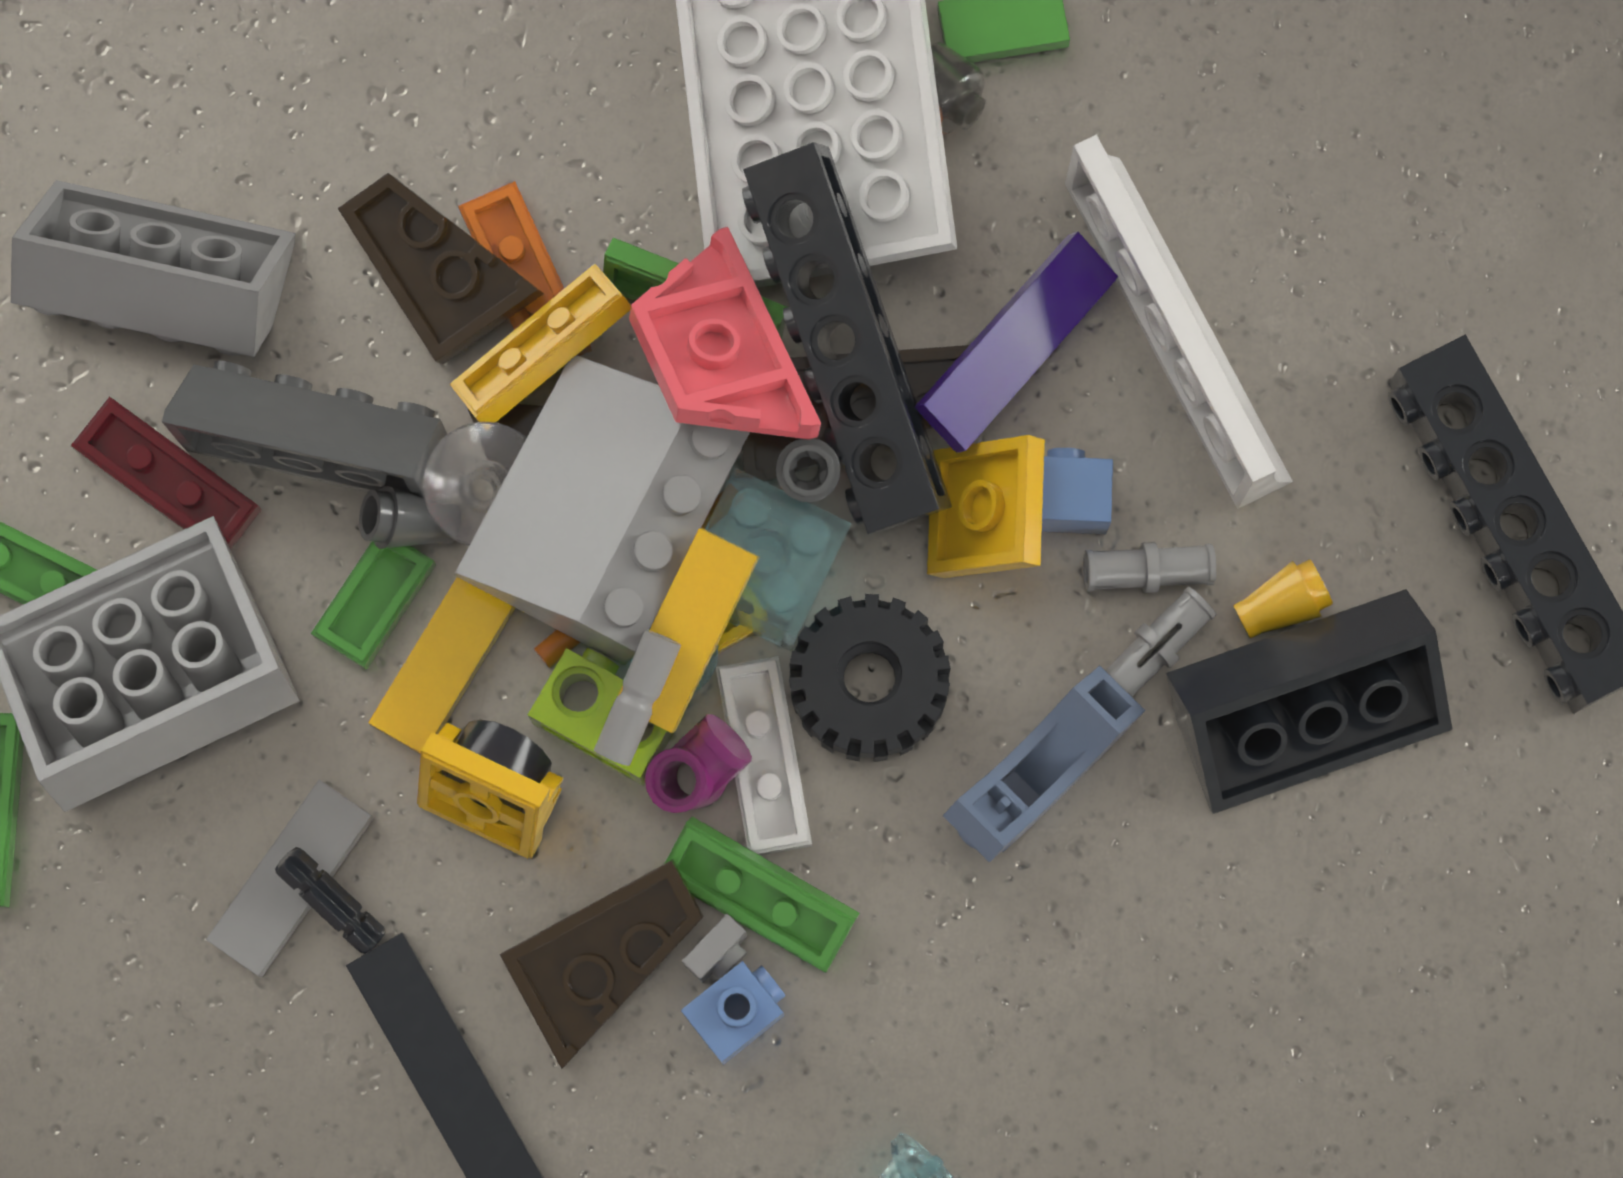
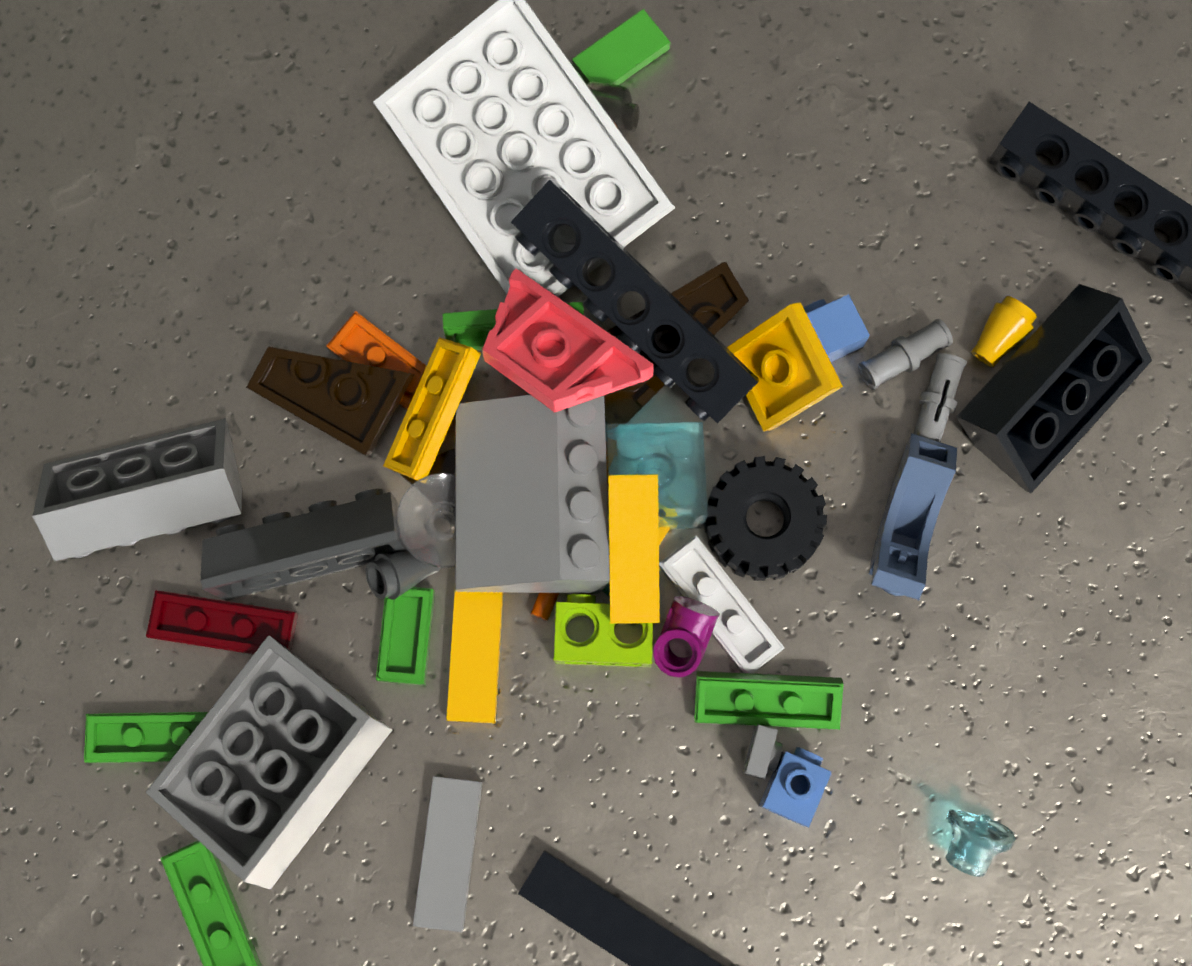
camera: 25 degrees left, 0 degrees up
(330, 900) = (484, 855): black axle -> none
(489, 783) = (551, 719): yellow piece -> none
(598, 956) = (684, 797): dark brown wing -> none
(640, 690) = (626, 617): light grey piece -> none
(825, 479) = (667, 398): dark grey cone -> none
(1016, 342) = (743, 251): tile -> none
(1174, 324) = (836, 188): white arch -> none

